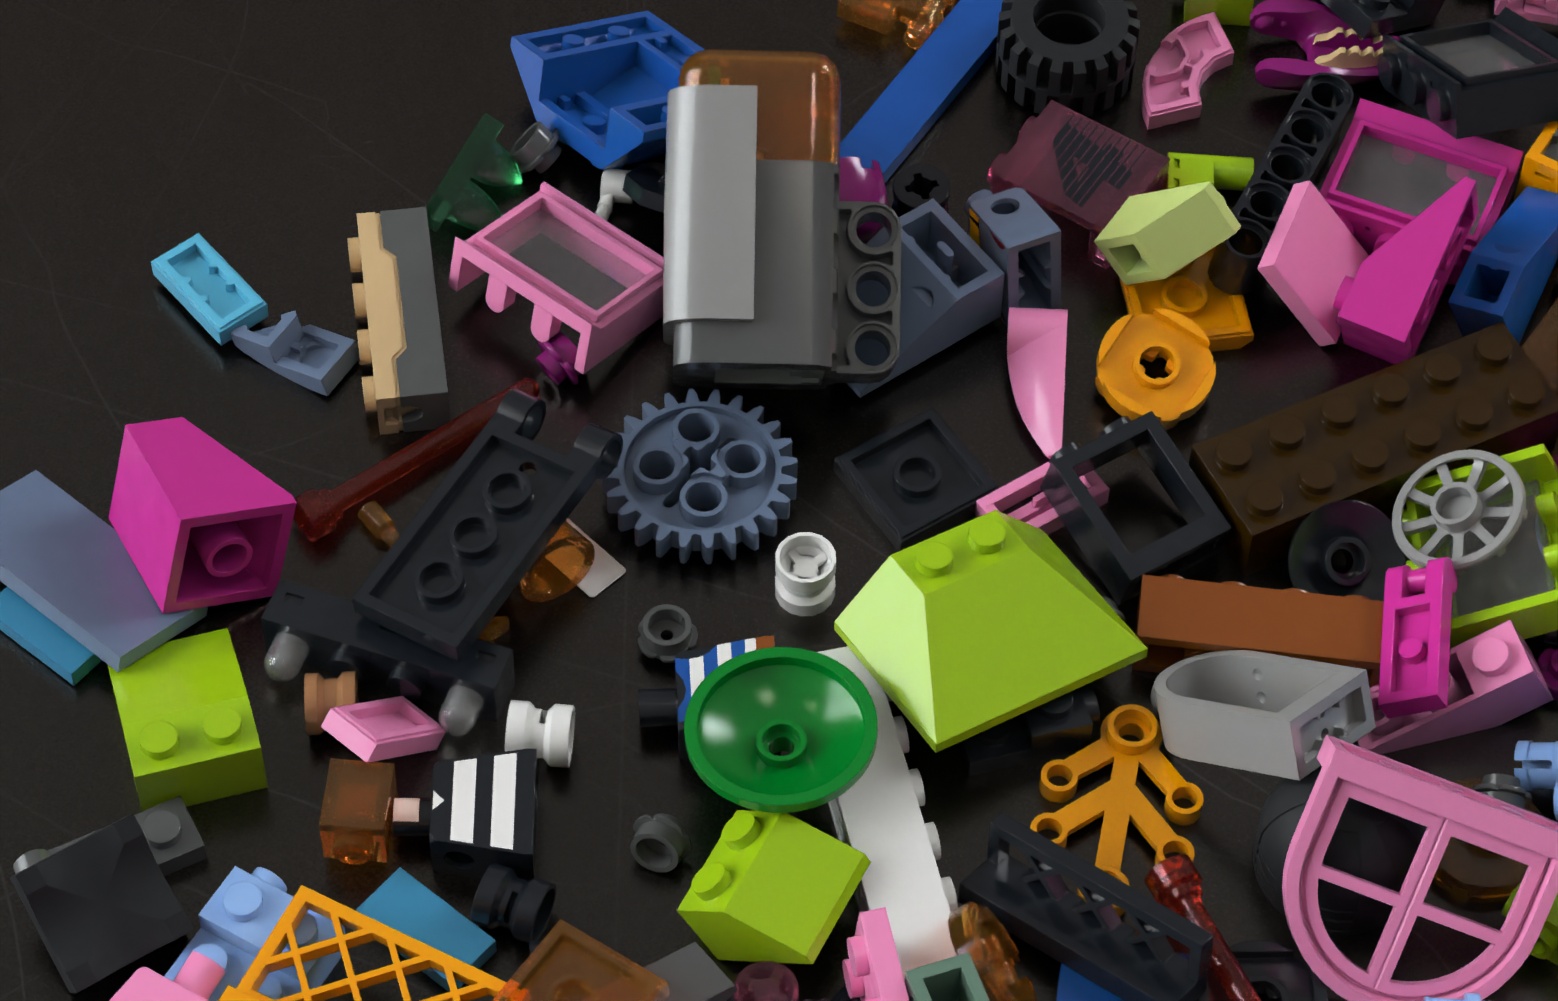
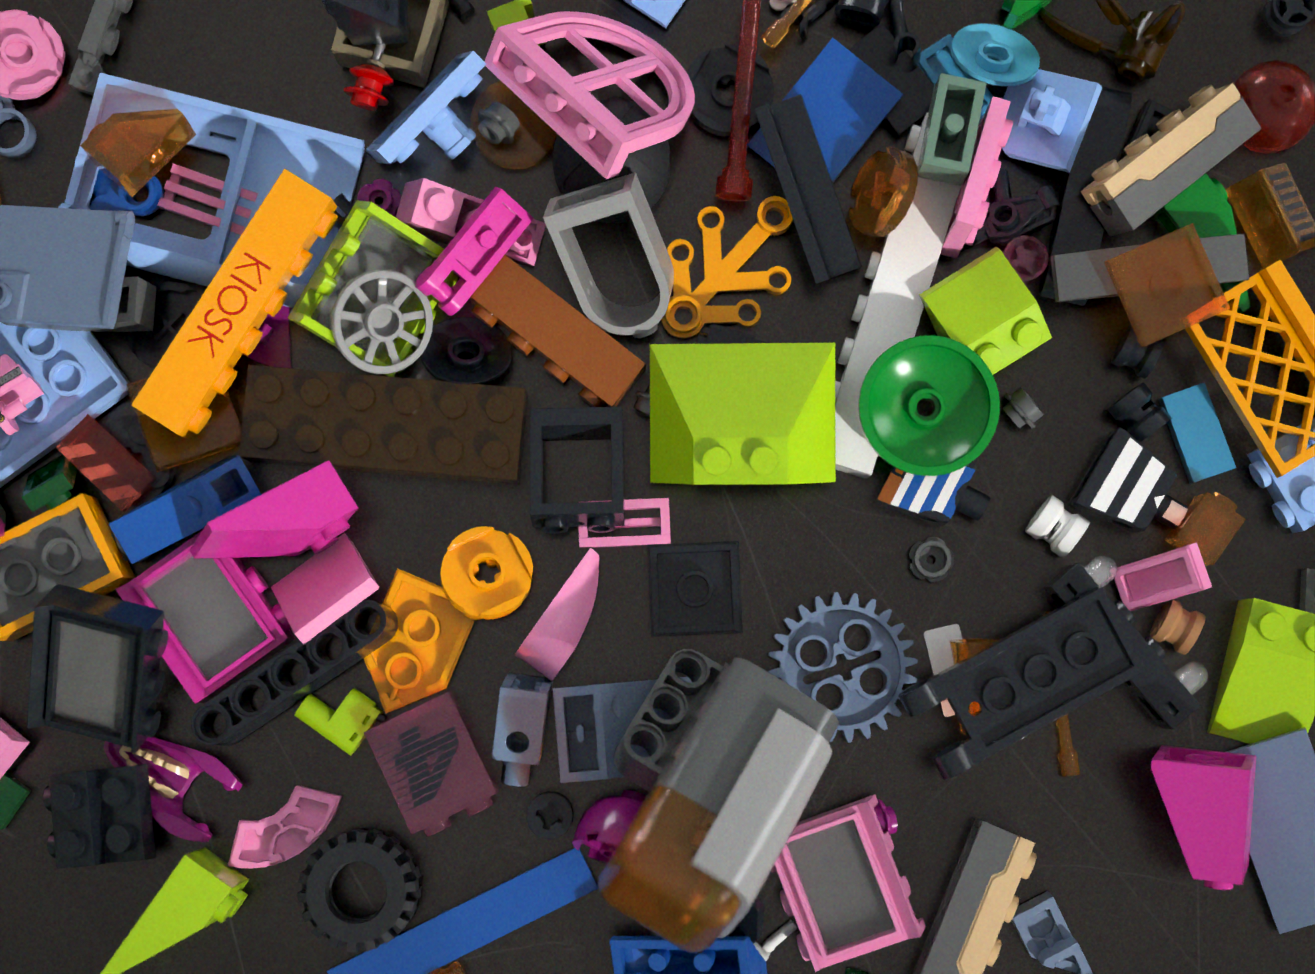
camera: 150 degrees left, 30 degrees up
(320, 510) = (1105, 788): clear red piece -> none
(805, 574) = (823, 543): white wheel -> none
(1165, 231) = (420, 661): yellowish green slope -> none

